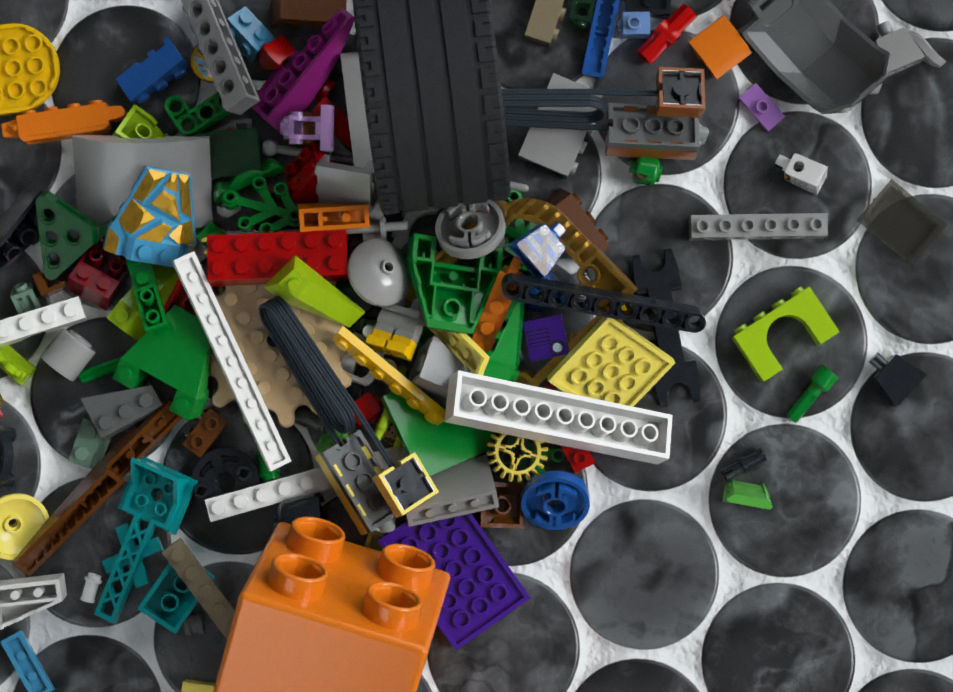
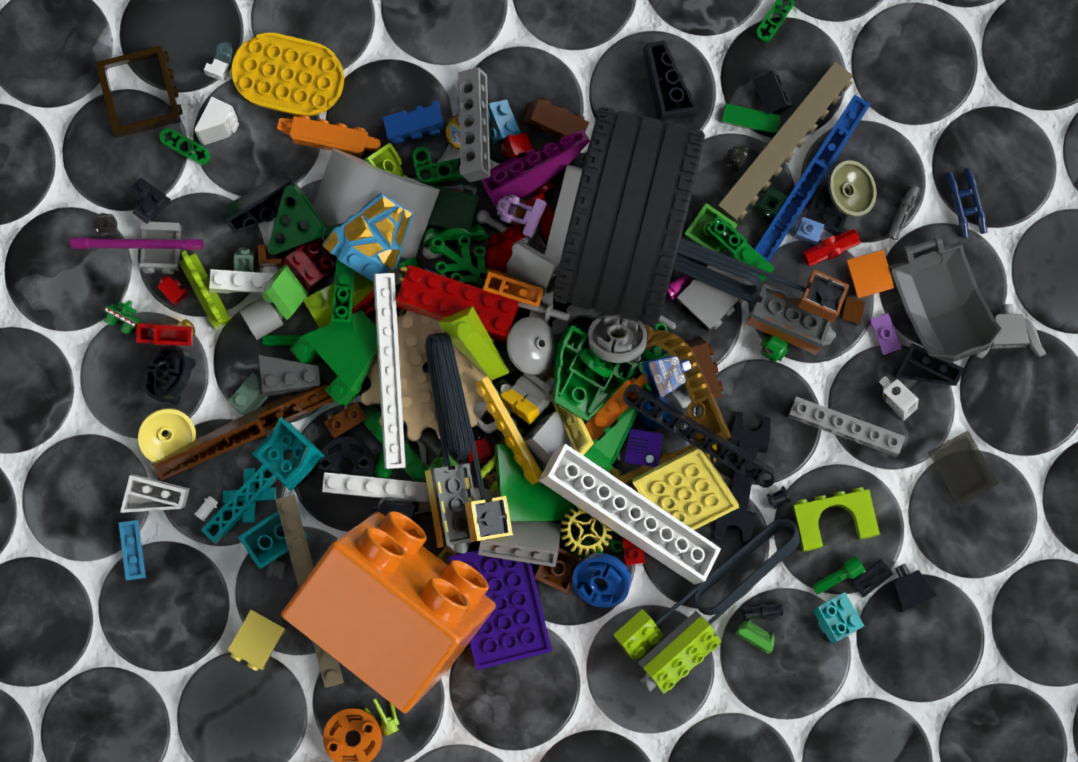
camera: 15 degrees right, 5 degrees down
(82, 317) = (284, 292): none -> bright green slope
(298, 451) = (413, 464): none -> green plate
(456, 266) = (595, 363): none -> green plate
(515, 142) = (677, 286): none -> dark pink cone
(526, 65) = (697, 231): none -> bright green brick
(562, 72) = (736, 245): none -> green slope
(681, 523) = (695, 636): none -> piece
(713, 333) = (778, 498): none -> black bush
(717, 95) = (853, 310): none -> reddish brown panel
(813, 129) = (922, 367): none -> black wedge
(828, 441) = (838, 618): none -> teal plate
(838, 398) = (859, 588): none -> black tile

